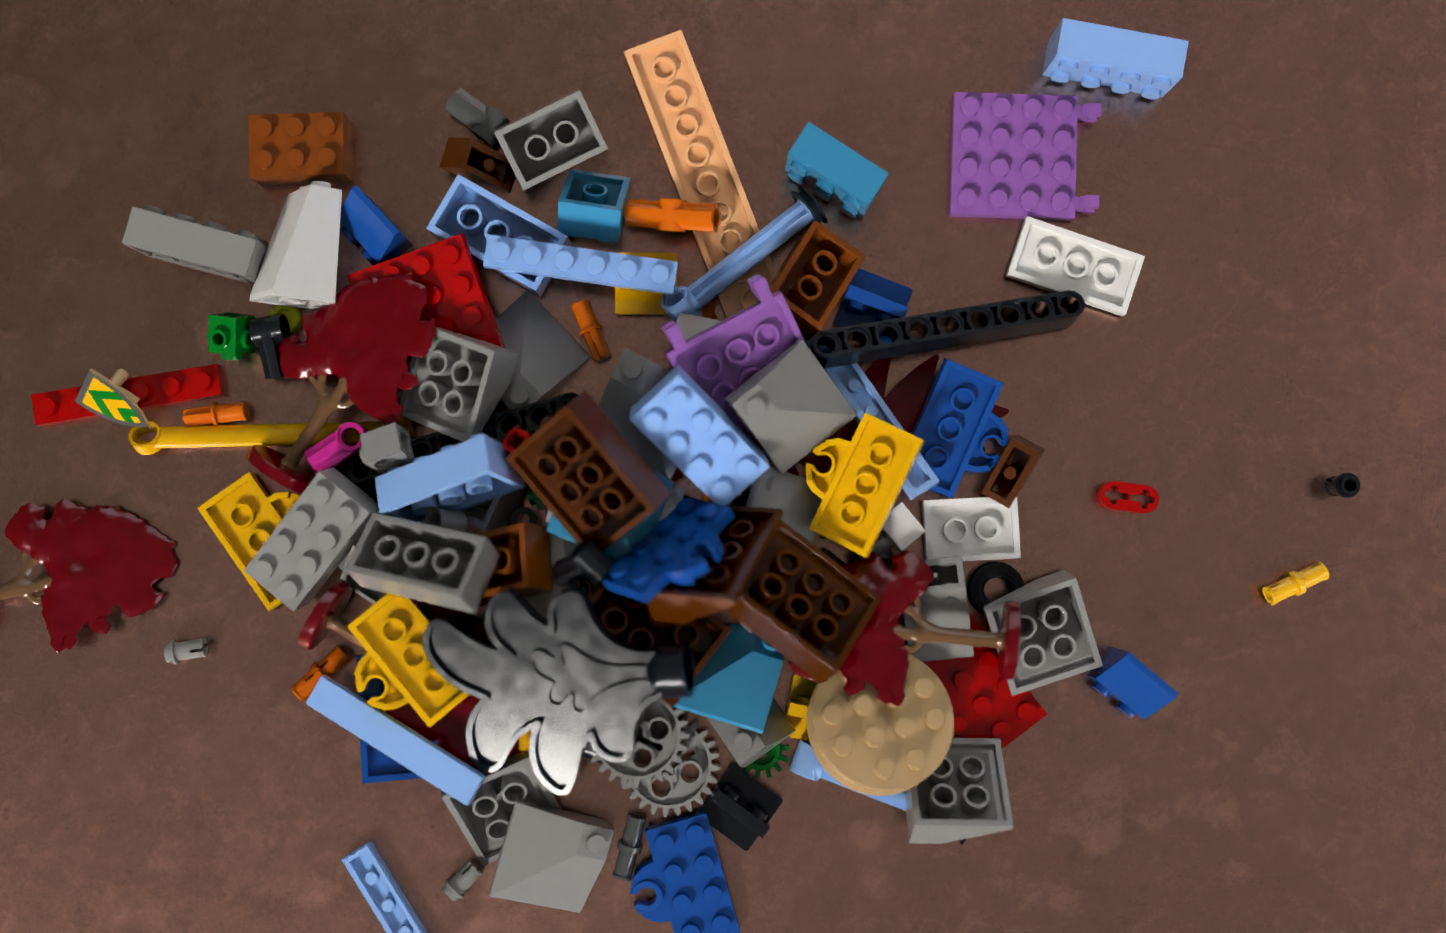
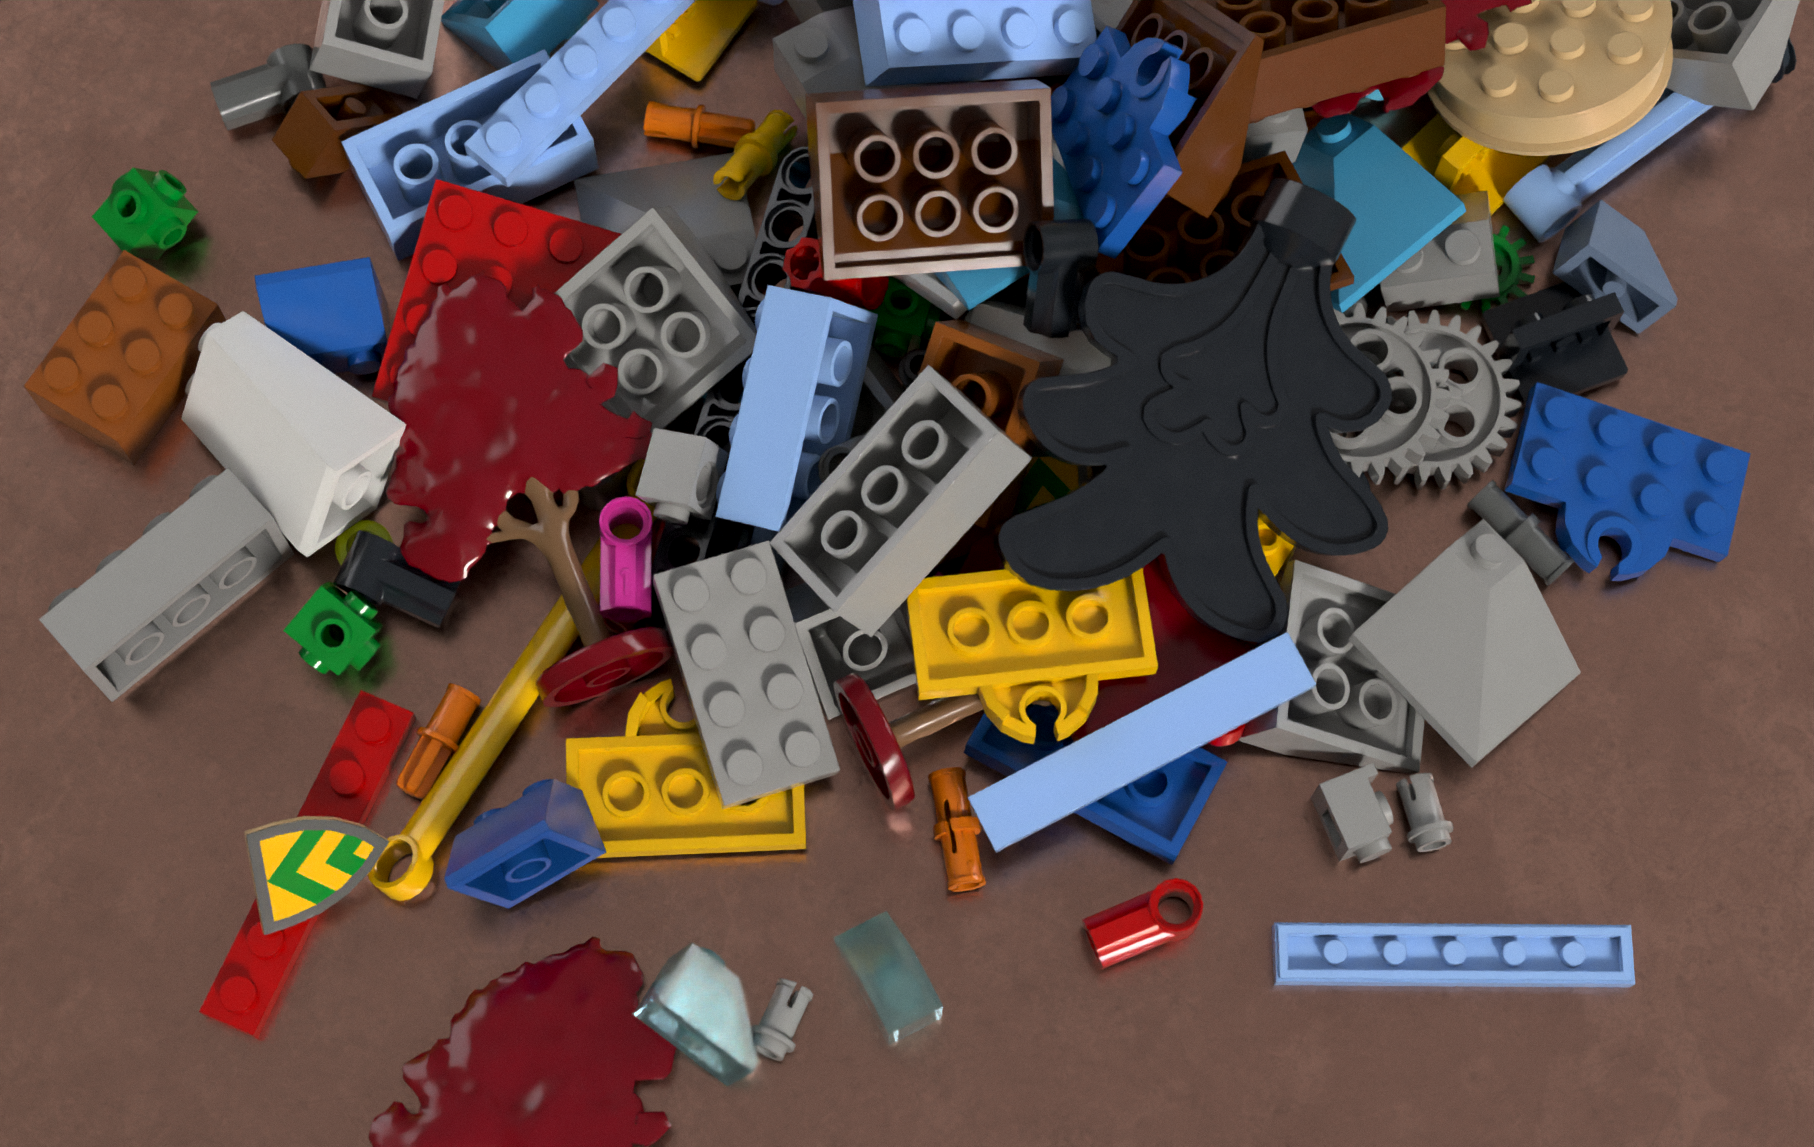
camera: 55 degrees left, 15 degrees down
(163, 613) = (702, 1013): none -> clear light blue slope
(180, 487) = (524, 845): none -> blue slope
(232, 686) = (889, 977): none -> clear light blue slope
(326, 782) = (1138, 925): none -> red piece
(374, 105) = (146, 212): none -> green brick
(439, 850) = (1355, 815): none -> light grey brick
(584, 368) = (755, 154): none -> yellow pin
(794, 814) = (1612, 254): none -> sand blue slope

